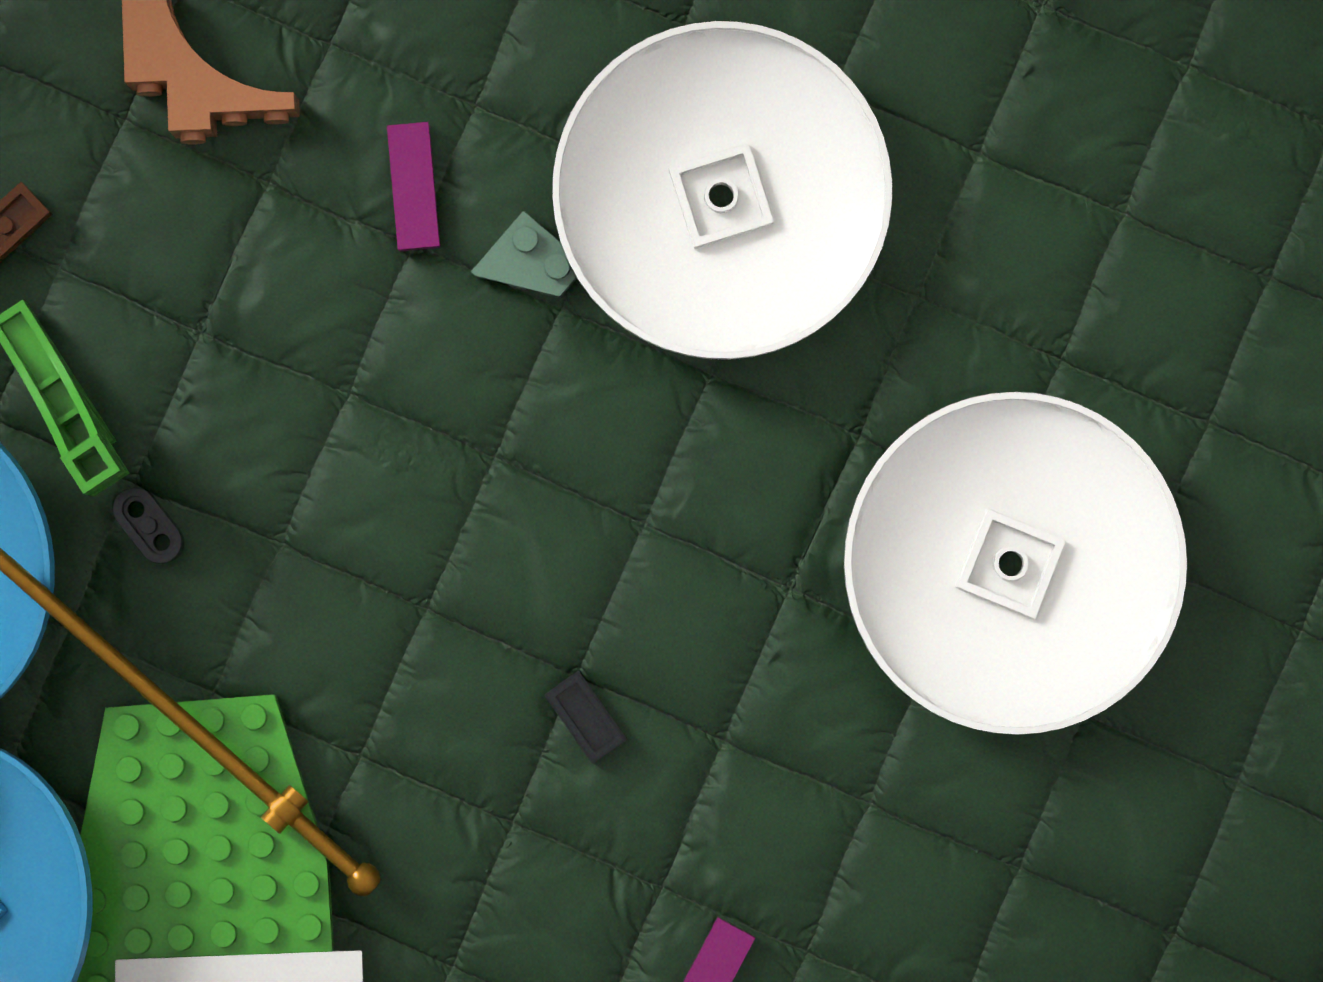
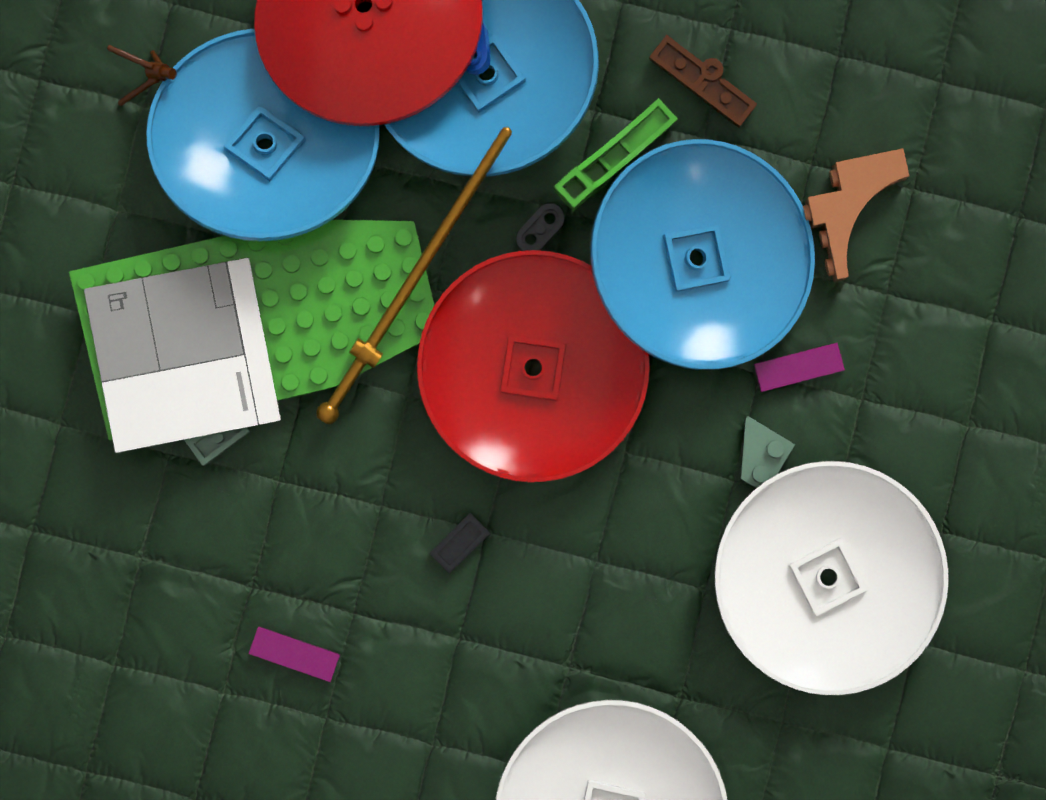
camera: 80 degrees right, 0 degrees up
(207, 226) = (751, 245): none -> dark azure dish
(265, 554) = (476, 375): none -> red dish

